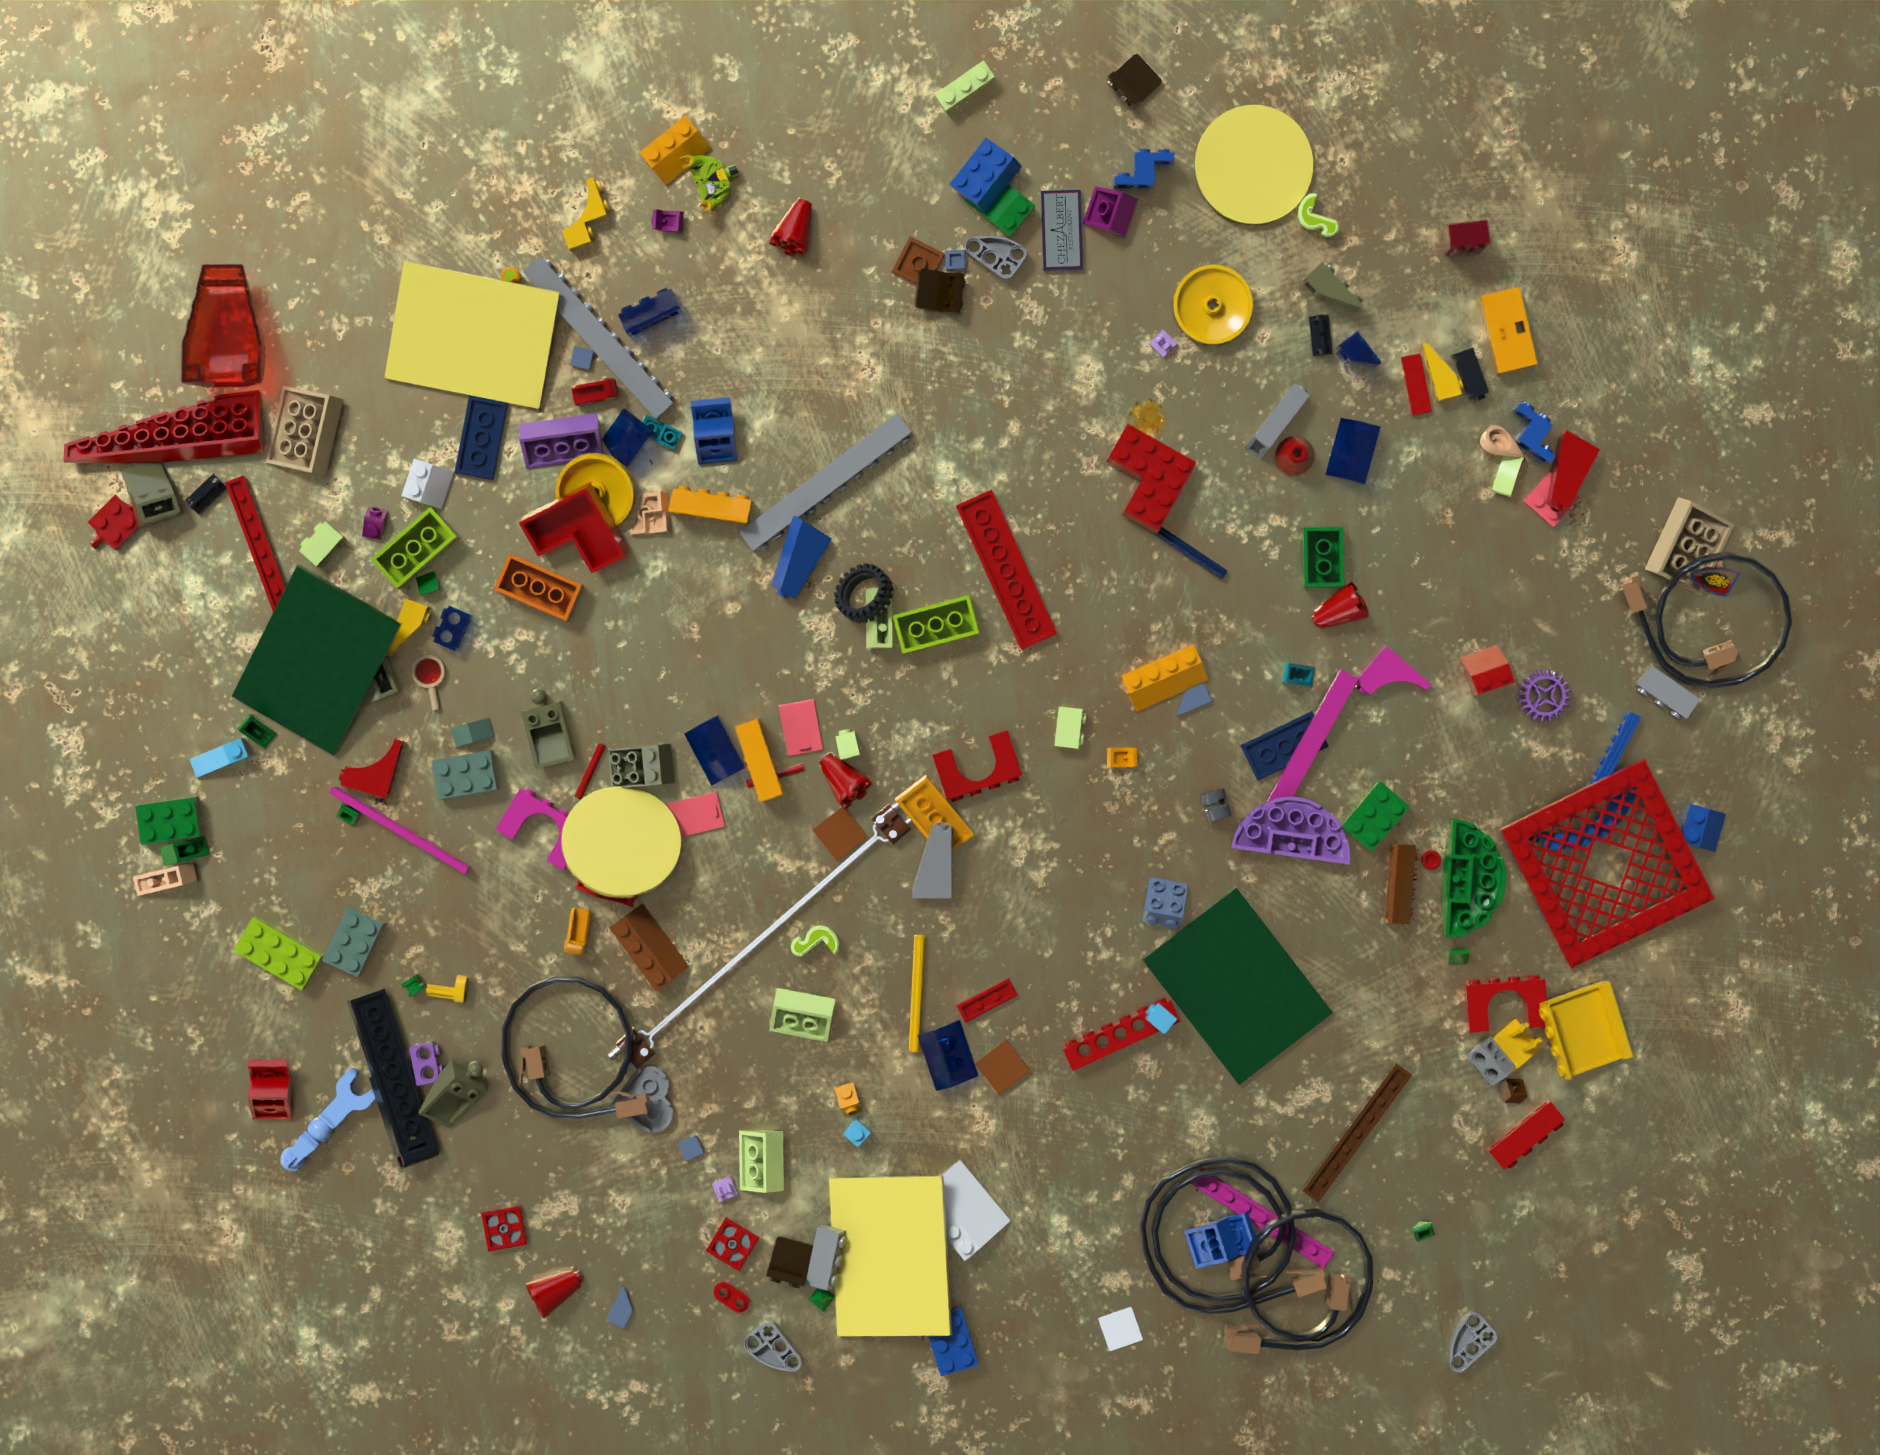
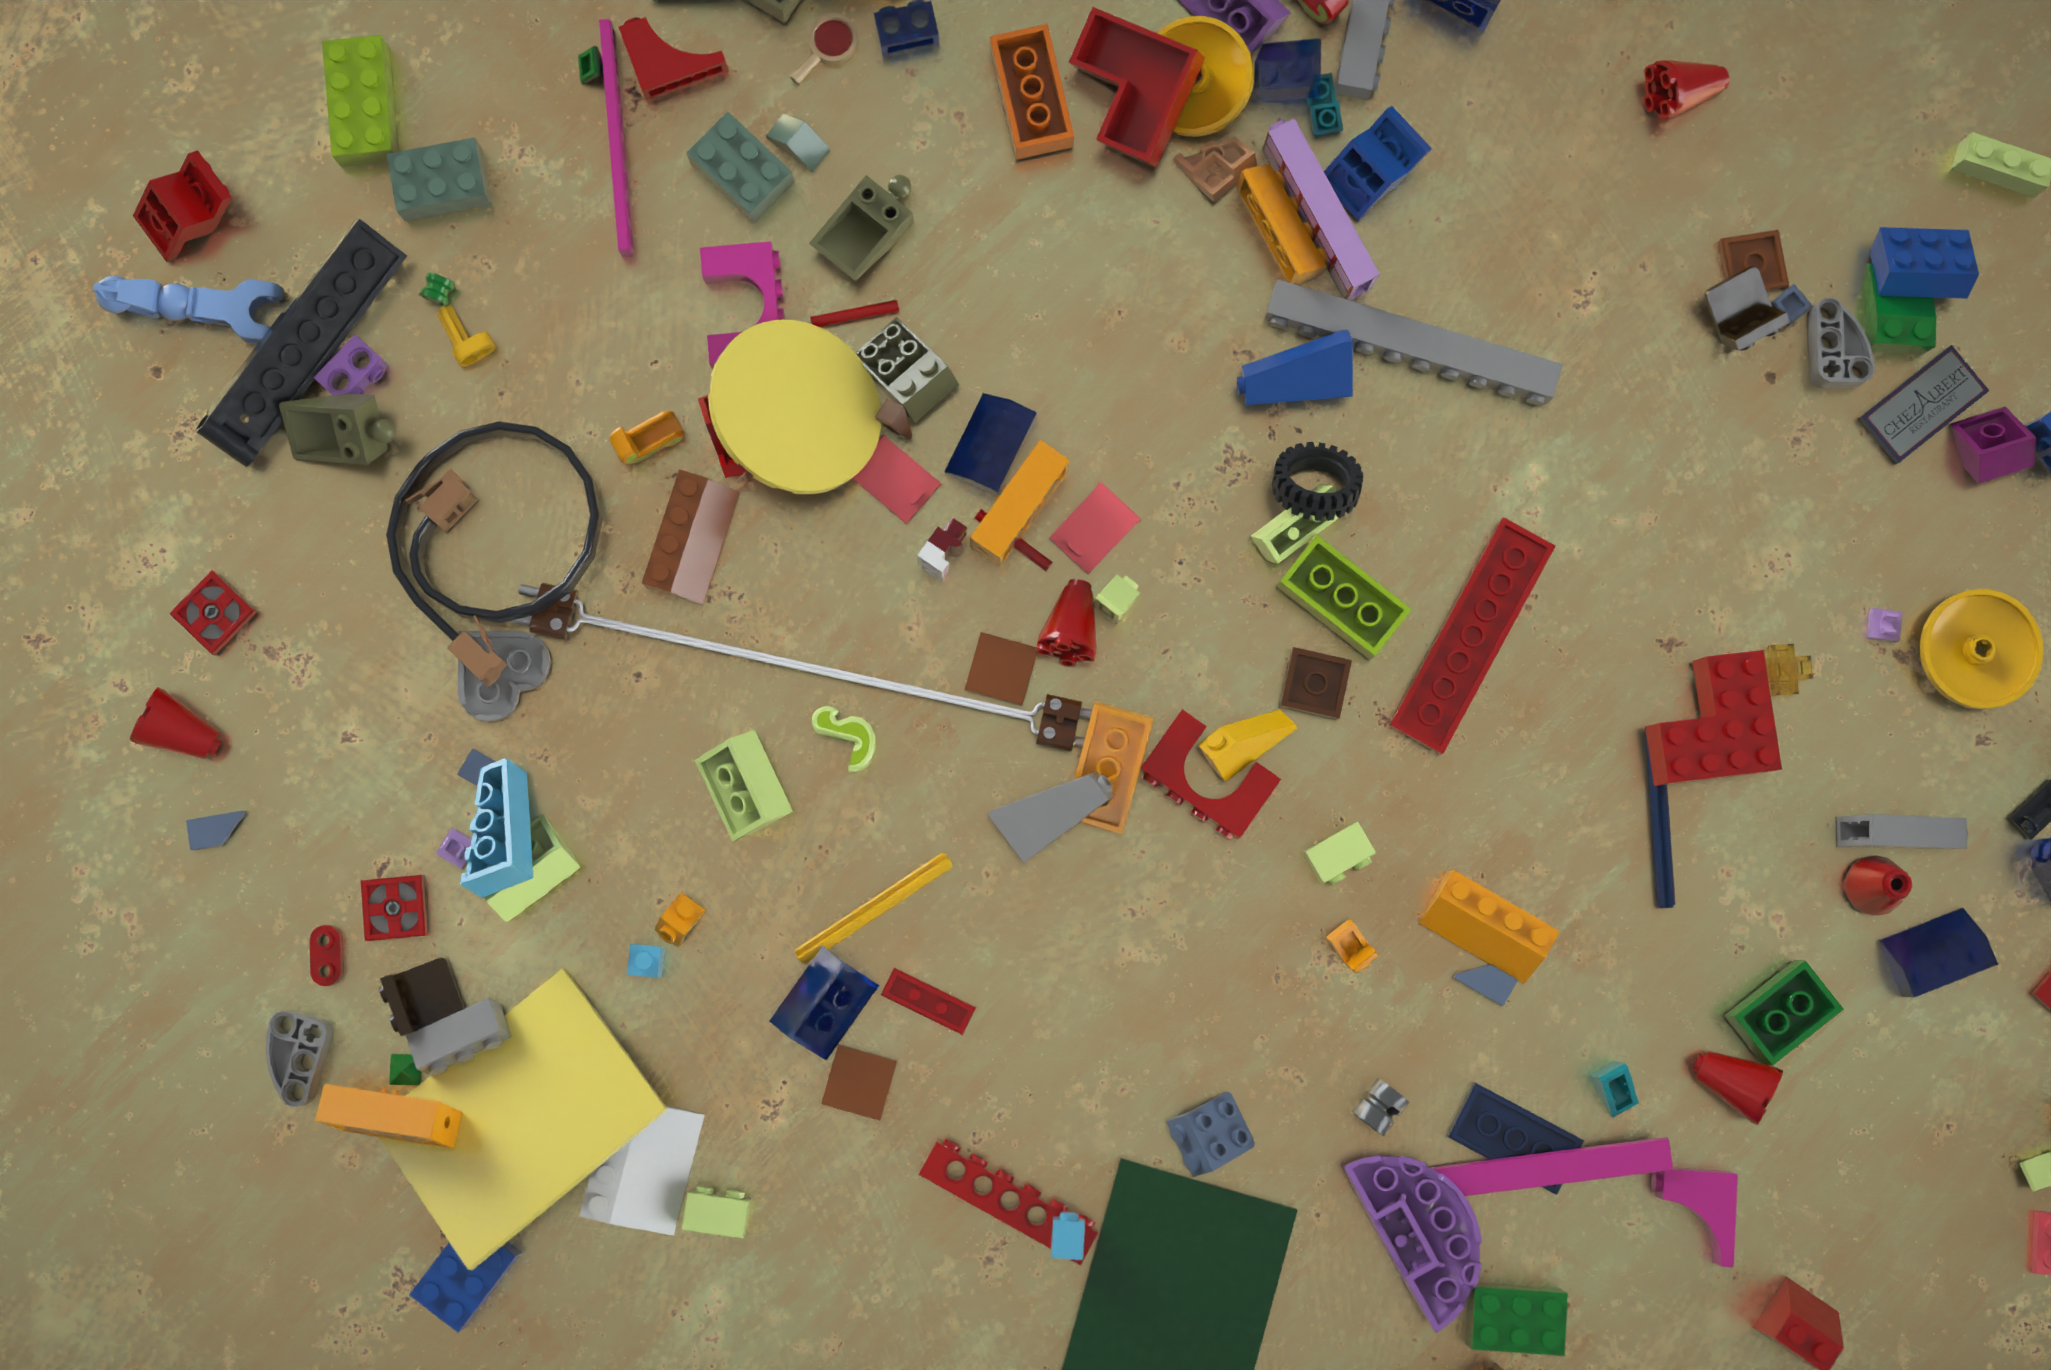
camera: 45 degrees right, 5 degrees down
(664, 792) = (894, 419): none -> reddish brown slope
(717, 480) = (1320, 207): none -> lavender brick
(734, 1158) = (501, 831): none -> medium azure wedge
(752, 820) = (939, 547): none -> hips
(841, 1321) = (389, 1115): none -> light orange brick
(970, 672) = (1315, 683): none -> reddish brown plate
(972, 737) = (1242, 742): none -> yellow slope
(1015, 1189) = (716, 1212): none -> yellowish green brick

